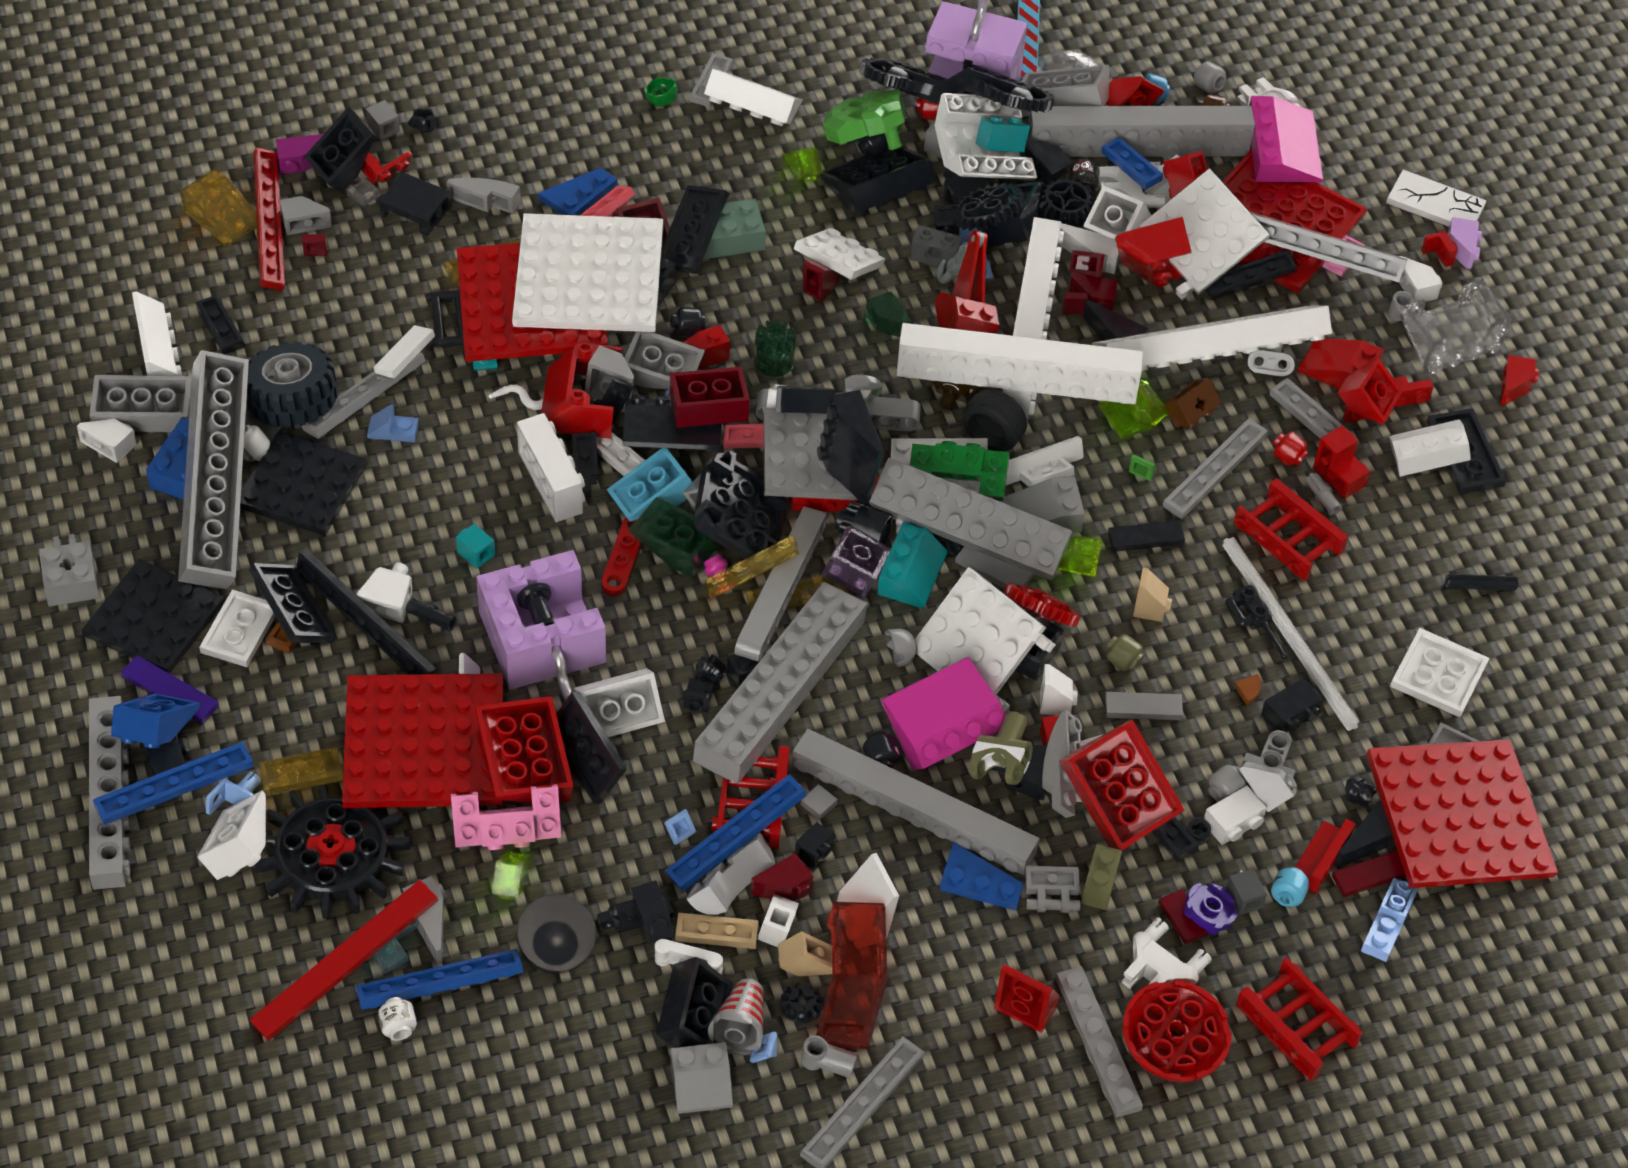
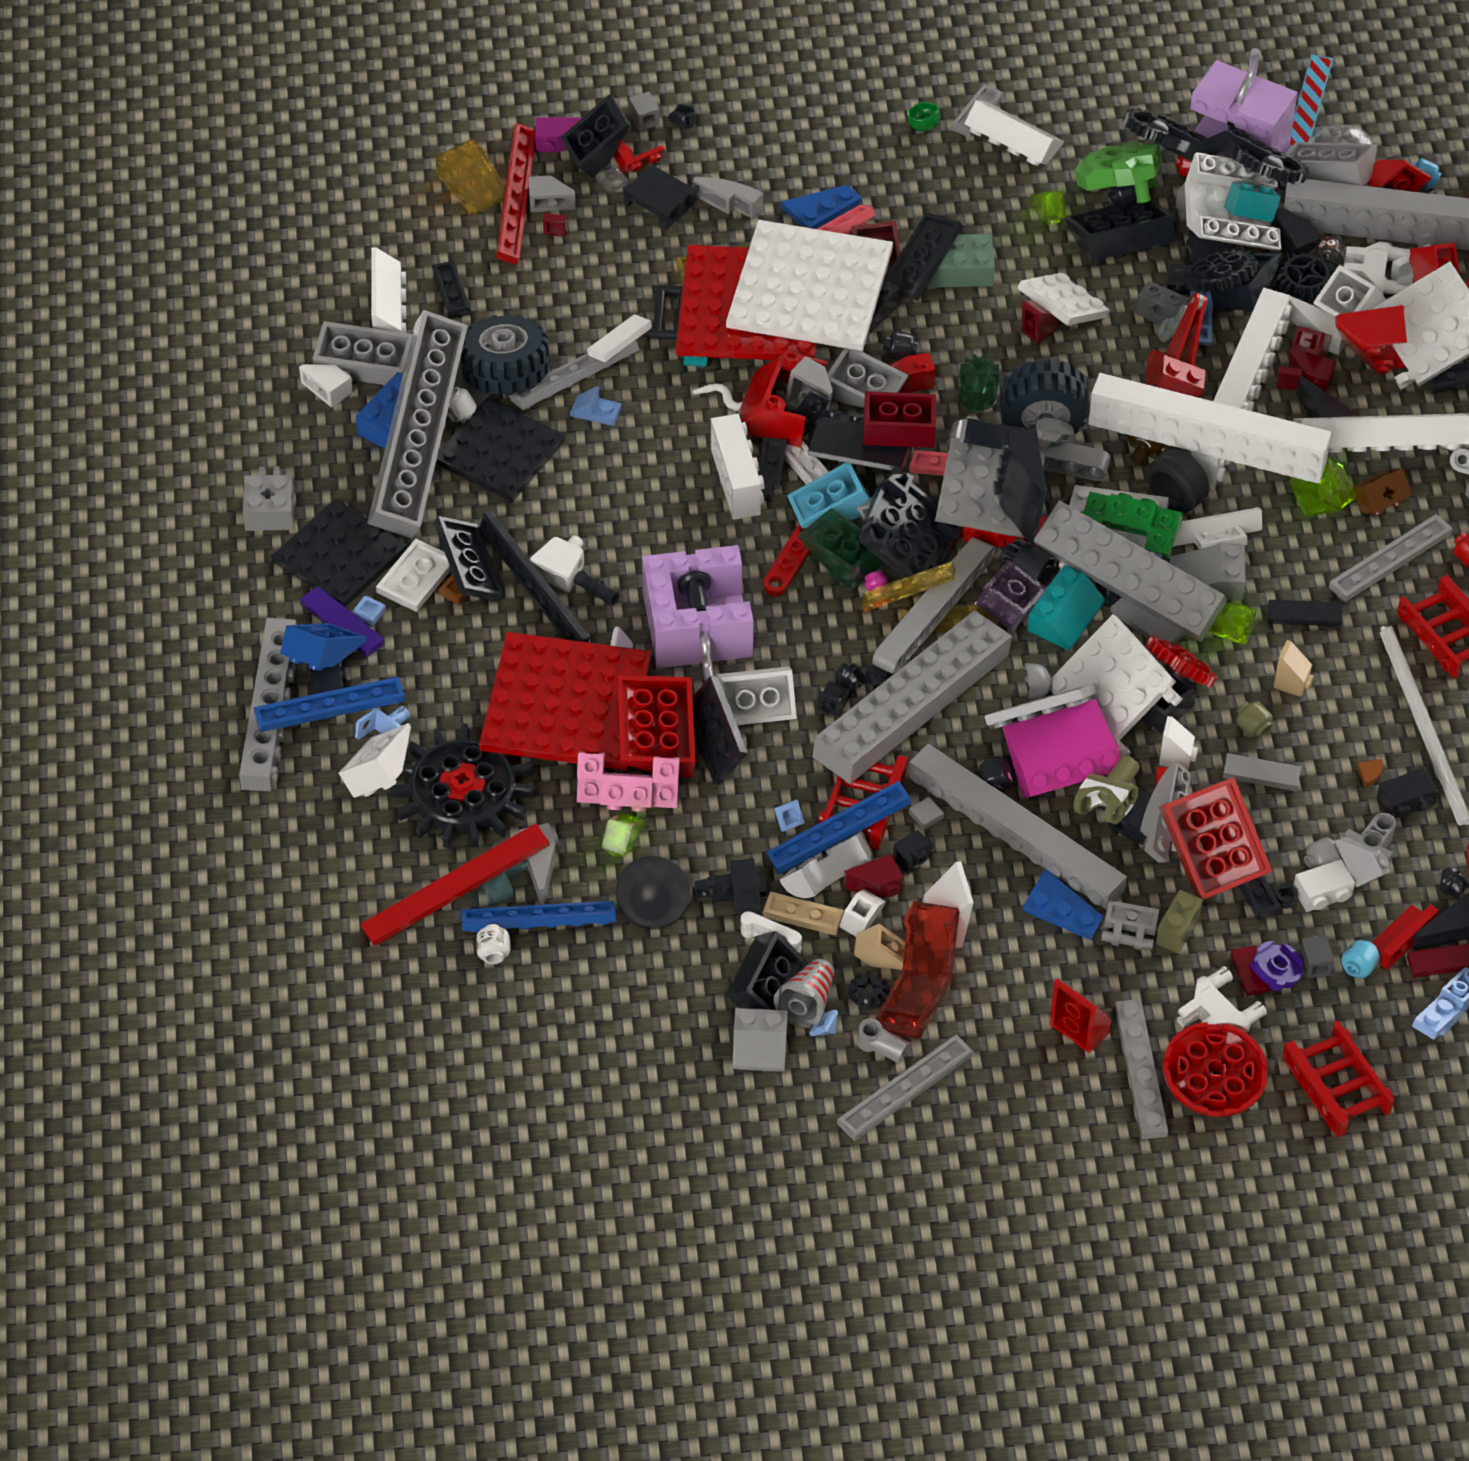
camera: 15 degrees right, 0 degrees up
(196, 673) = (369, 610): none -> light blue tile
(301, 771) = (447, 712): clear yellow tile -> none
(475, 545) = (650, 530): teal brick -> none
(846, 349) = (1042, 392): none -> black wheel
(886, 314) = (1096, 360): clear green slope -> none
(923, 669) = (1041, 706): none -> light grey plate
(1132, 163) = (1379, 246): blue plate -> none
(1142, 467) = (1317, 547): bright green slope -> none
(1257, 613) = (1396, 703): black piece -> none

